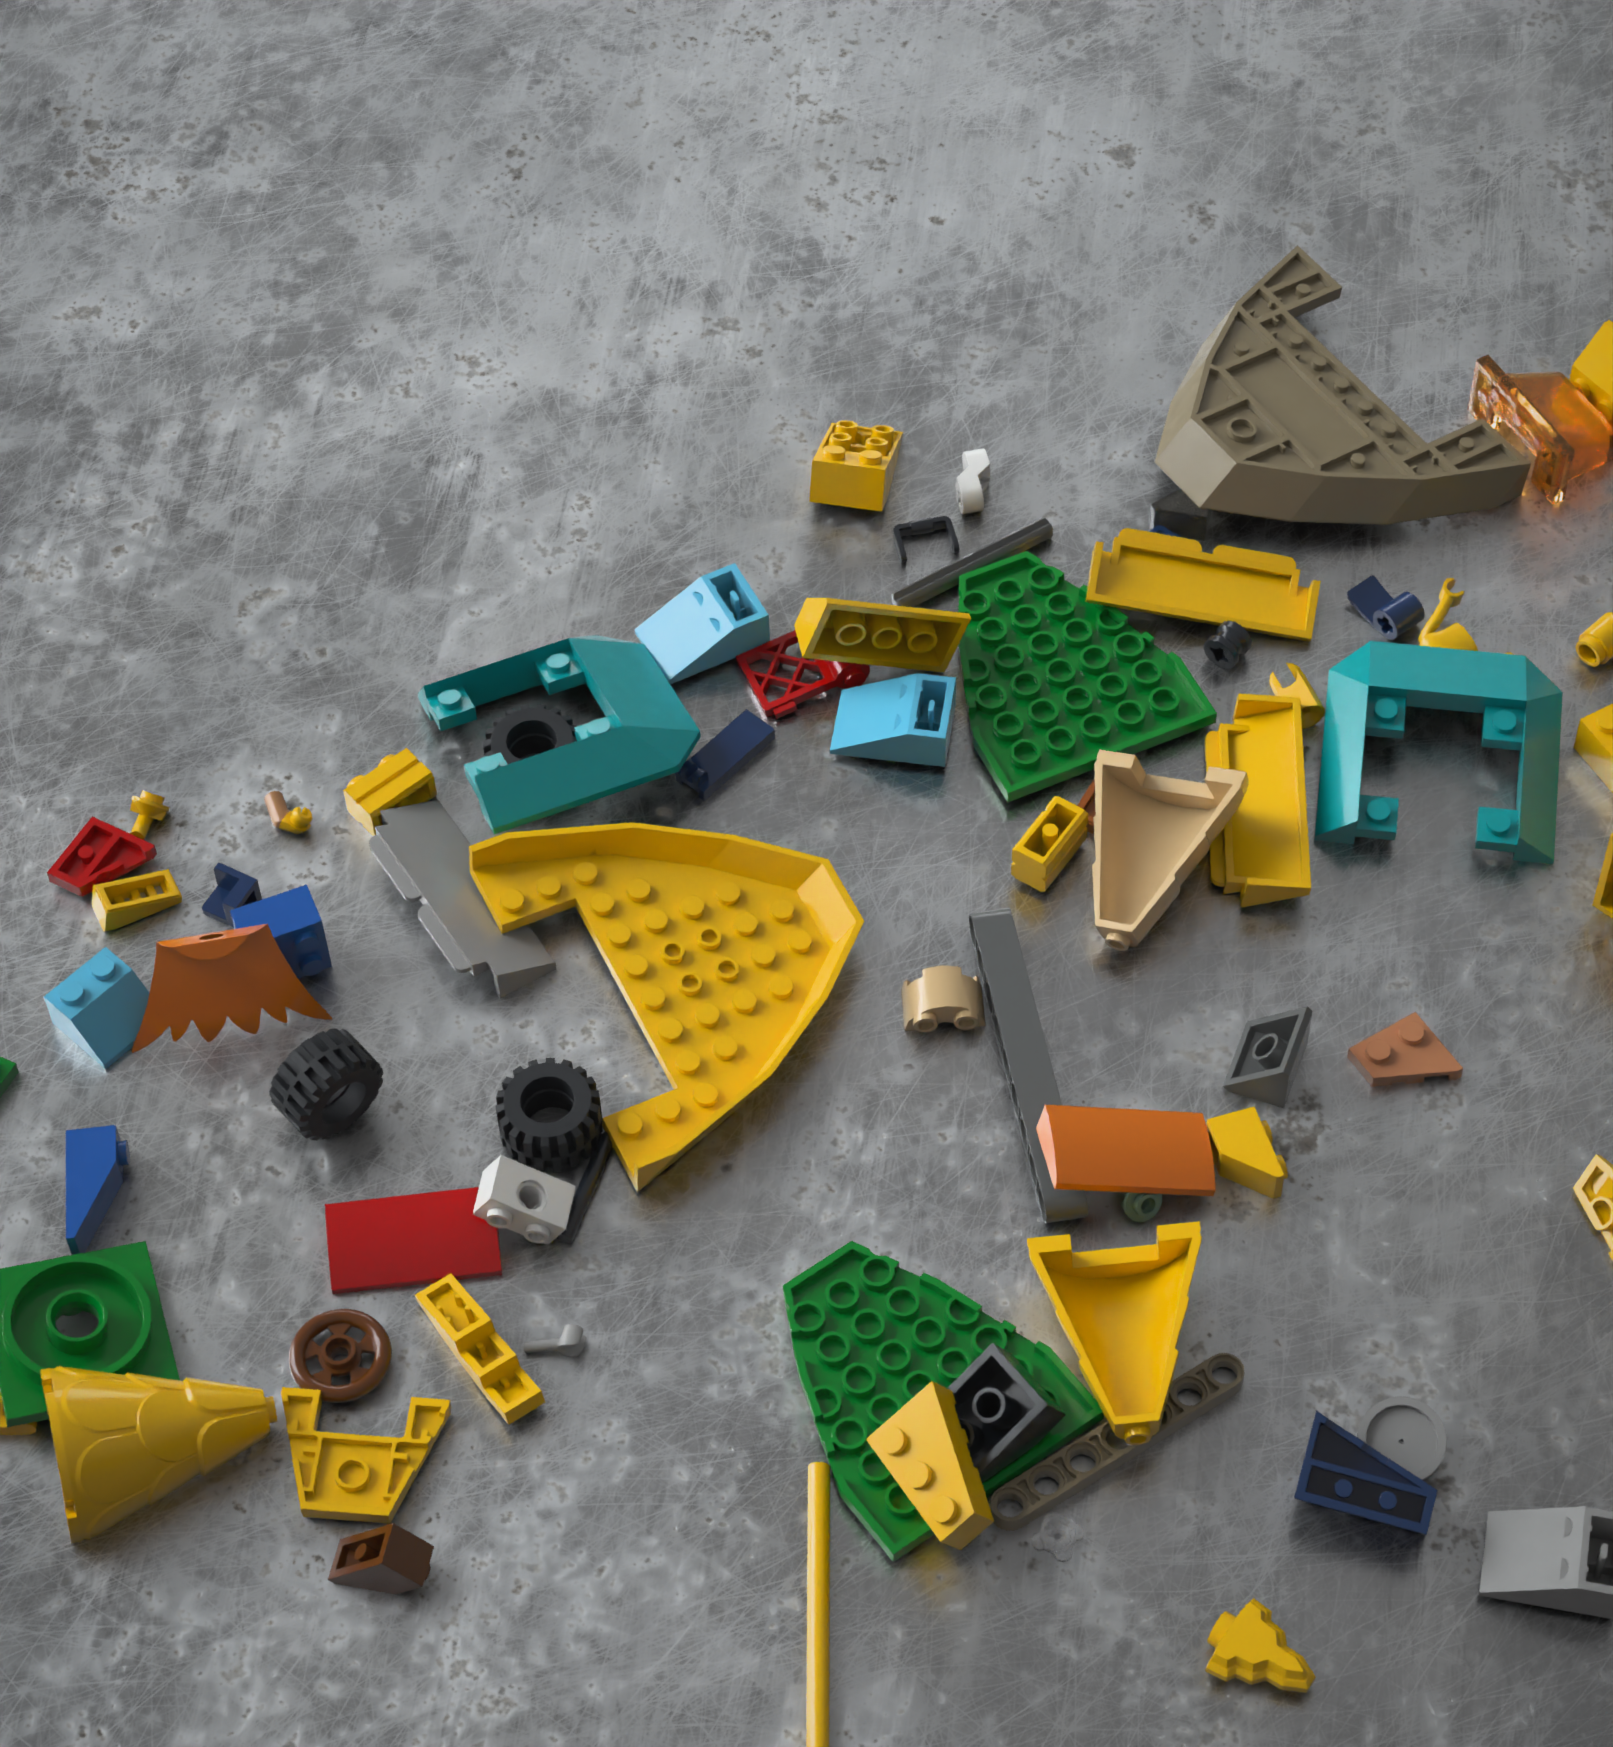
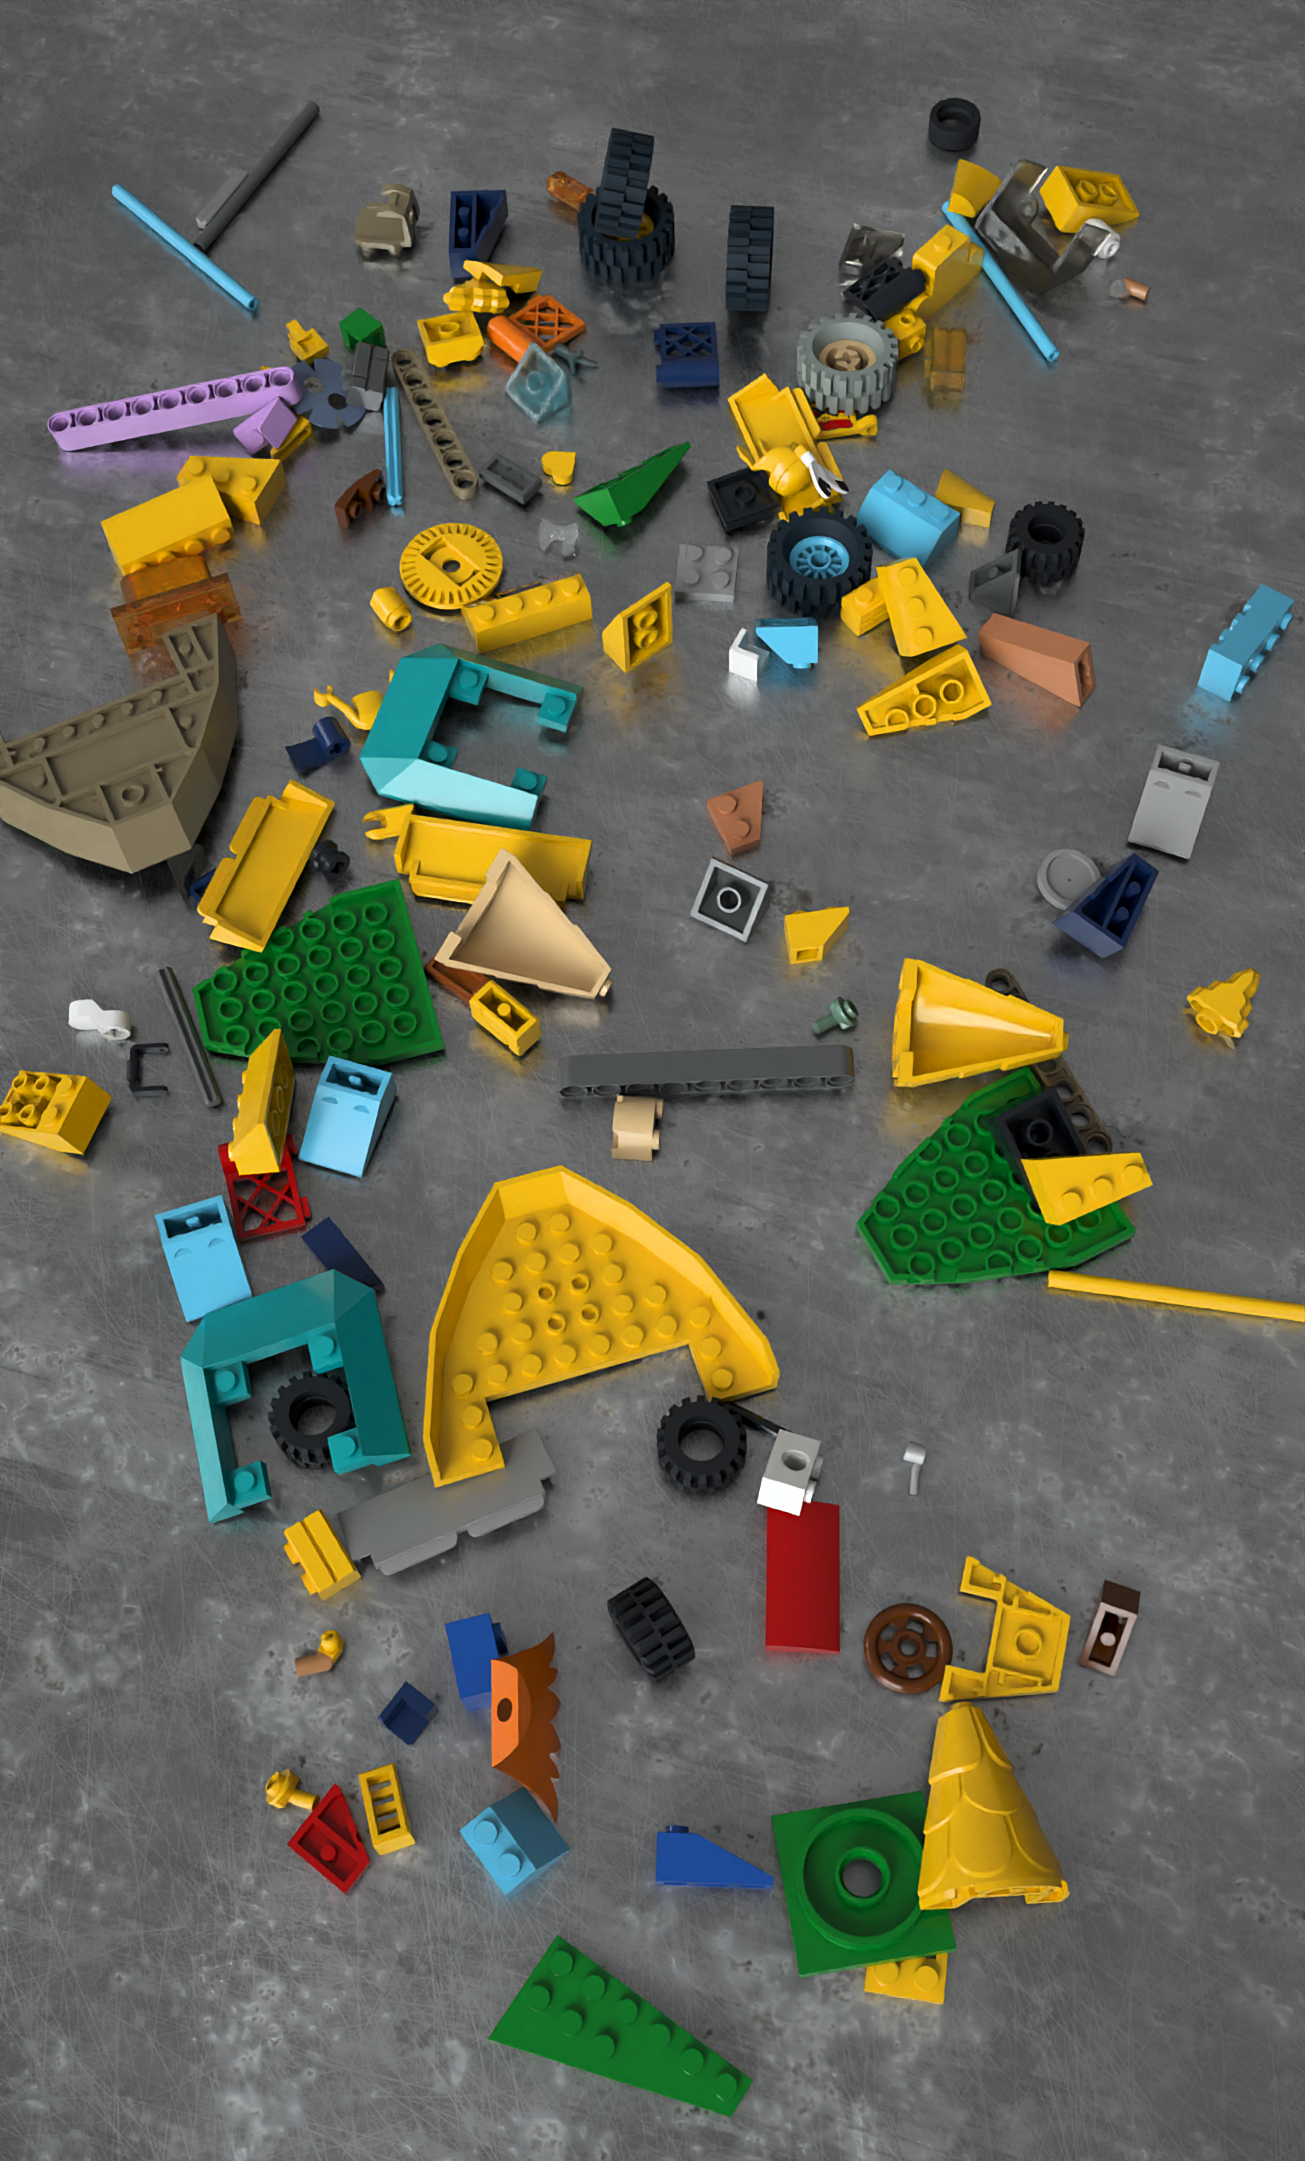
camera: 80 degrees left, 10 degrees up
(480, 1348) = (914, 1529): yellow slope -> none
(1127, 1150) = (813, 1008): orange slope -> none

